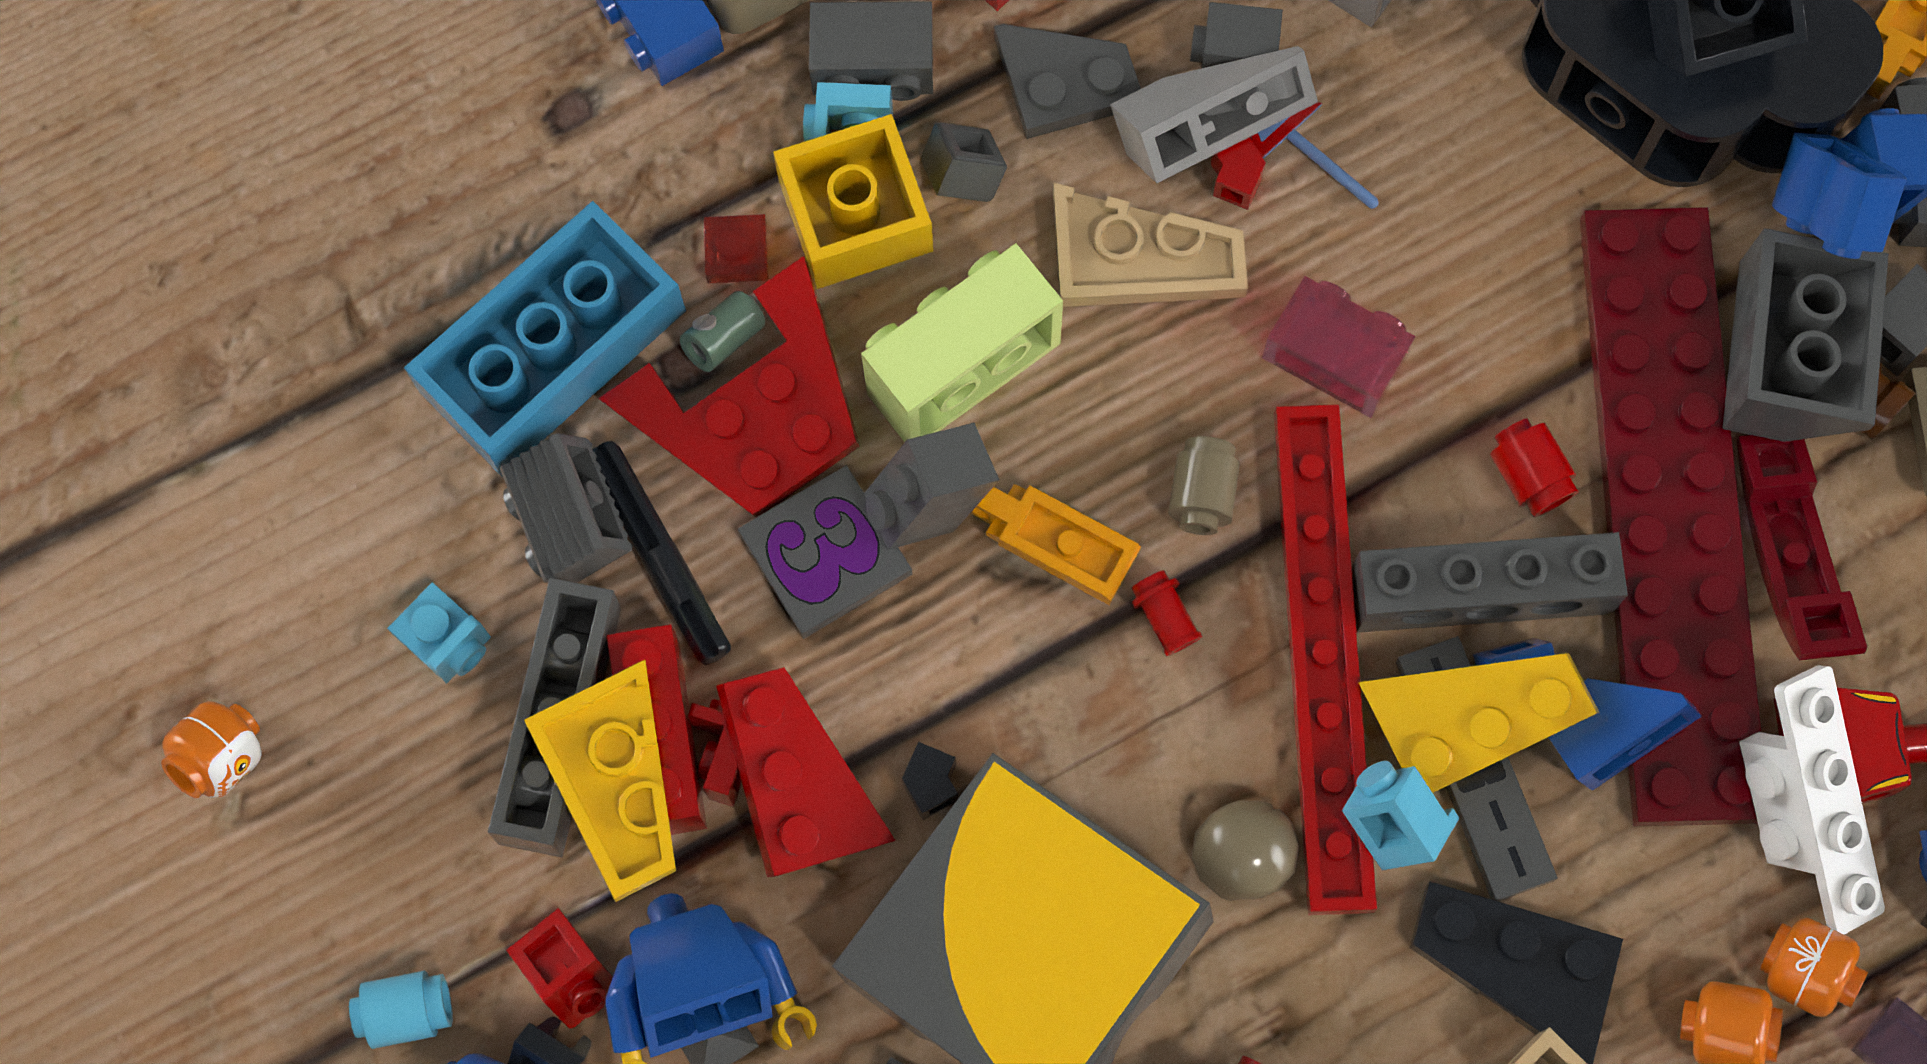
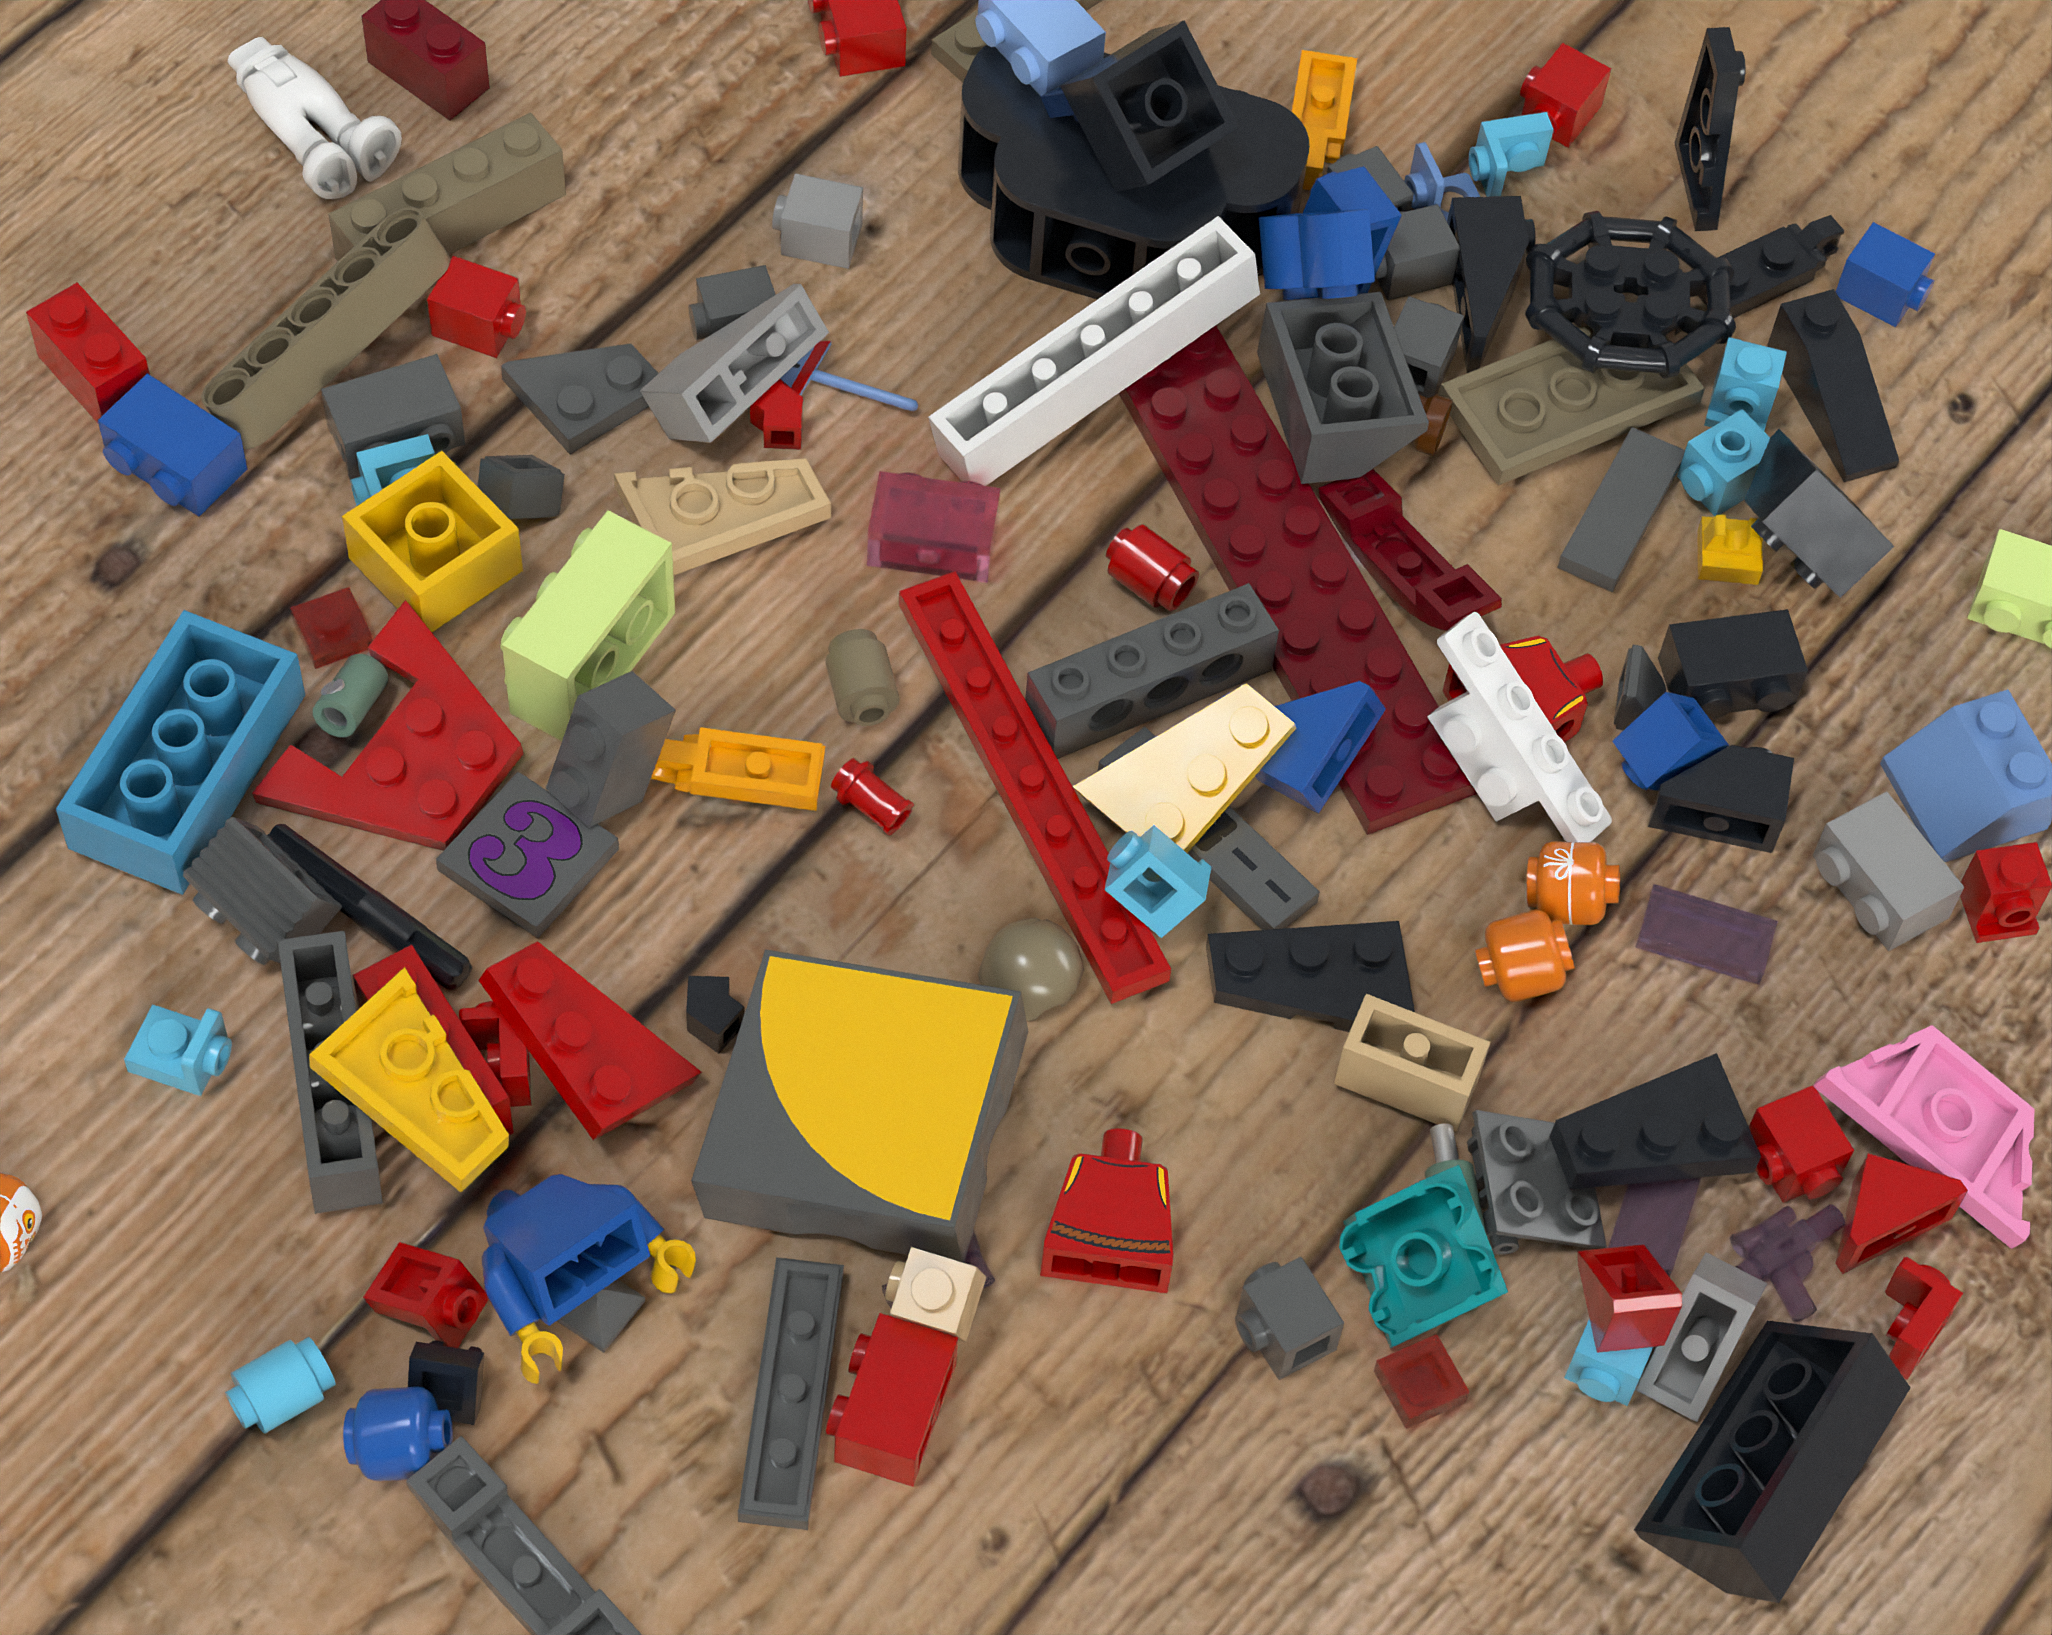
camera: 30 degrees left, 15 degrees down
(1571, 224) = (1096, 354): none -> white brick

